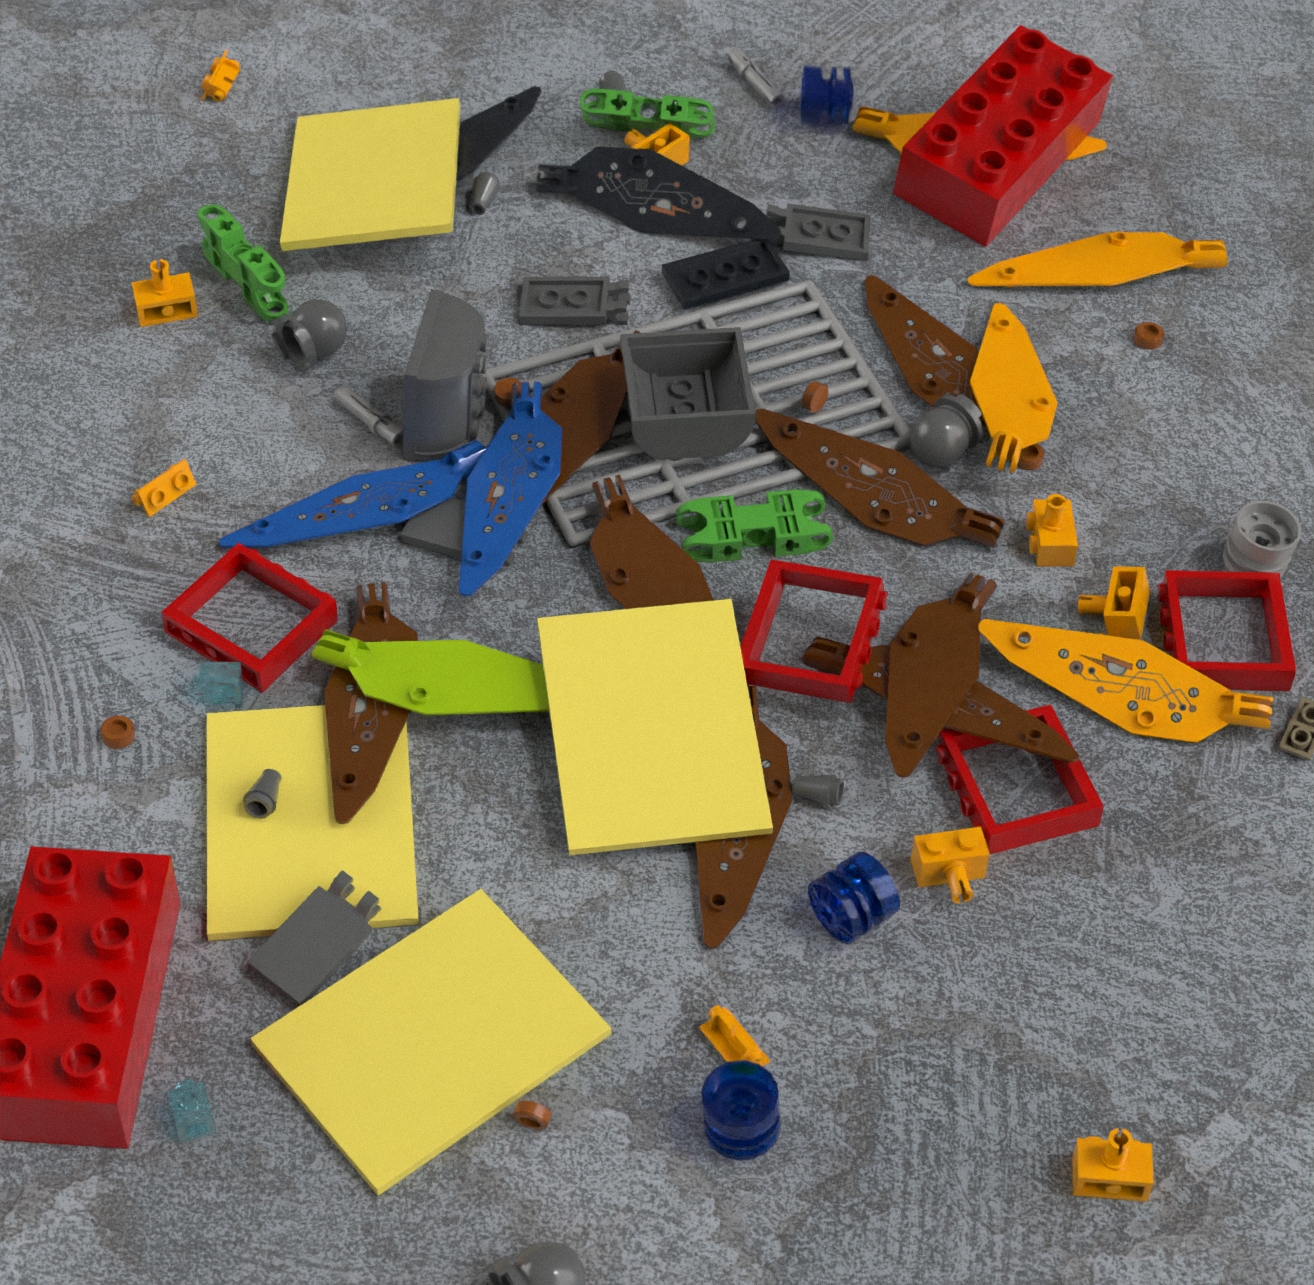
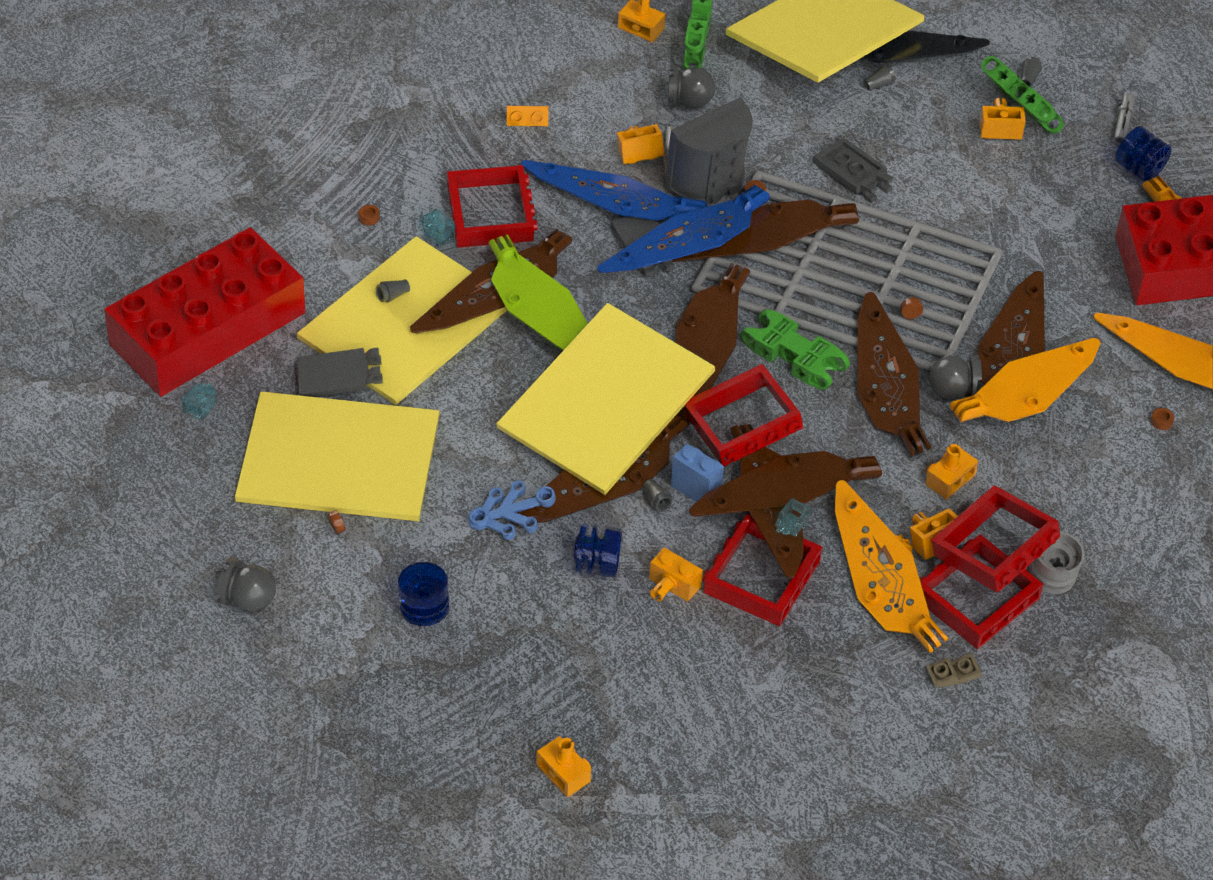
camera: 45 degrees right, 0 degrees up
(332, 428) = (640, 144): none -> light orange brick
(656, 195) = (969, 143): black wing -> none
(688, 392) = (830, 249): dark grey container -> none
(698, 936) = (509, 510): none -> medium blue plant
(725, 272) = (958, 212): black plate -> none
(731, 1038) = (466, 568): light orange hinge -> none
(822, 231) = (1043, 227): dark grey tile -> none
(843, 732) = (695, 472): none -> medium blue brick
(1002, 704) = (790, 523): none -> clear light blue brick
(1031, 457) = (998, 428): dark orange tile -> none
(1214, 605) = (945, 542): none -> red window

